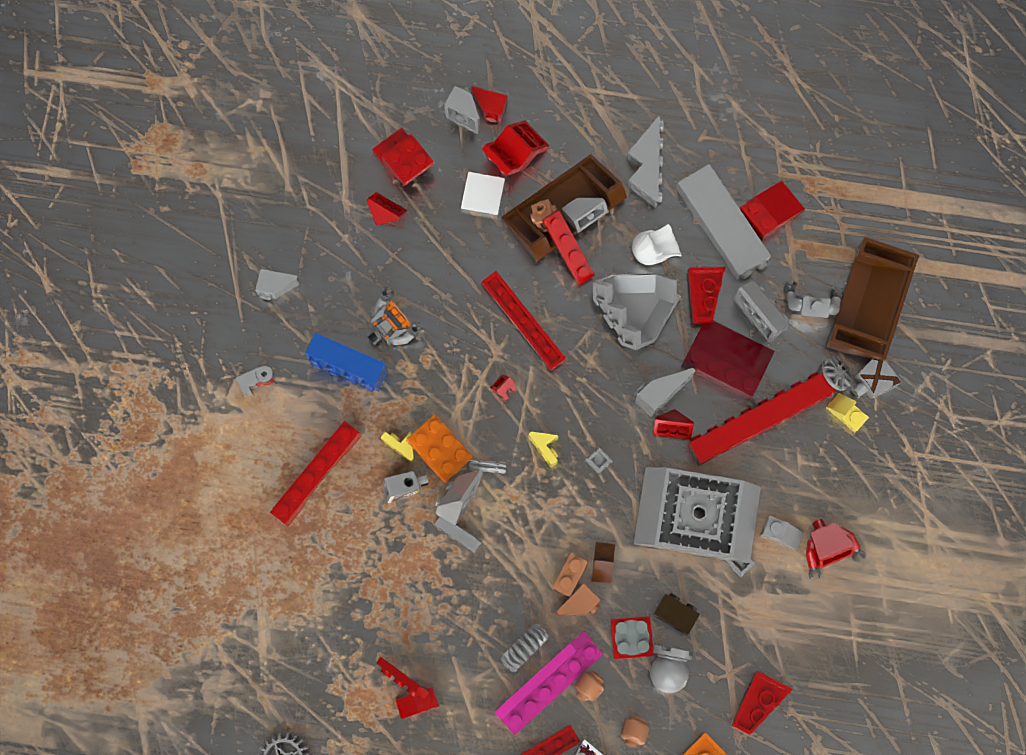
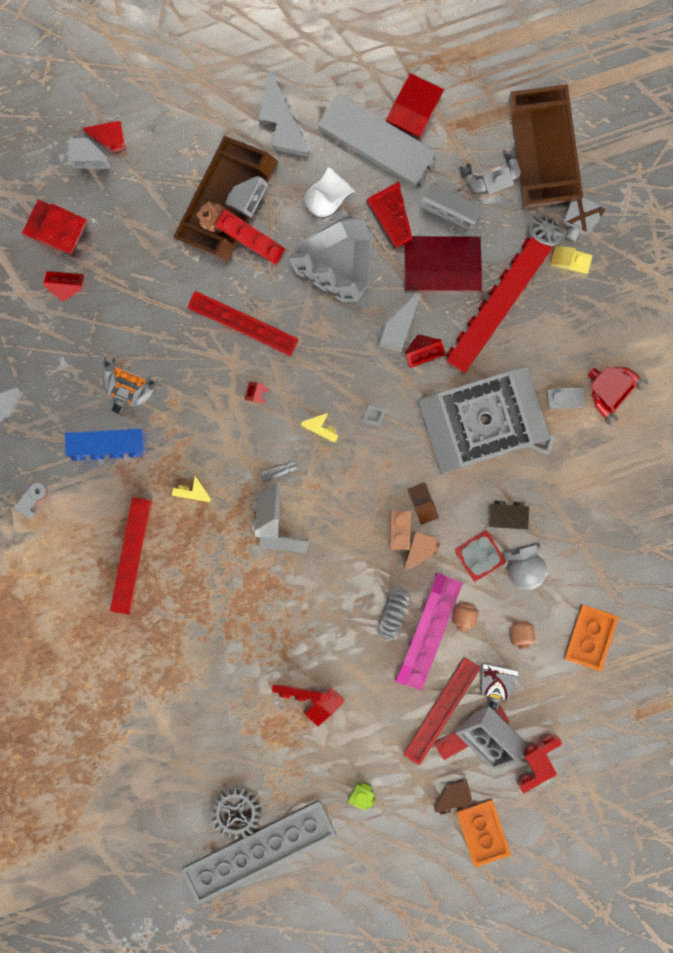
camera: 30 degrees left, 10 degrees up
(395, 489) = (208, 532): light grey torso -> none
(439, 448) = (228, 477): orange plate -> none
(483, 193) = (145, 223): white tile -> none
(515, 147) = (153, 166): red bracket -> none
(759, 701) = (616, 554): red wing -> none

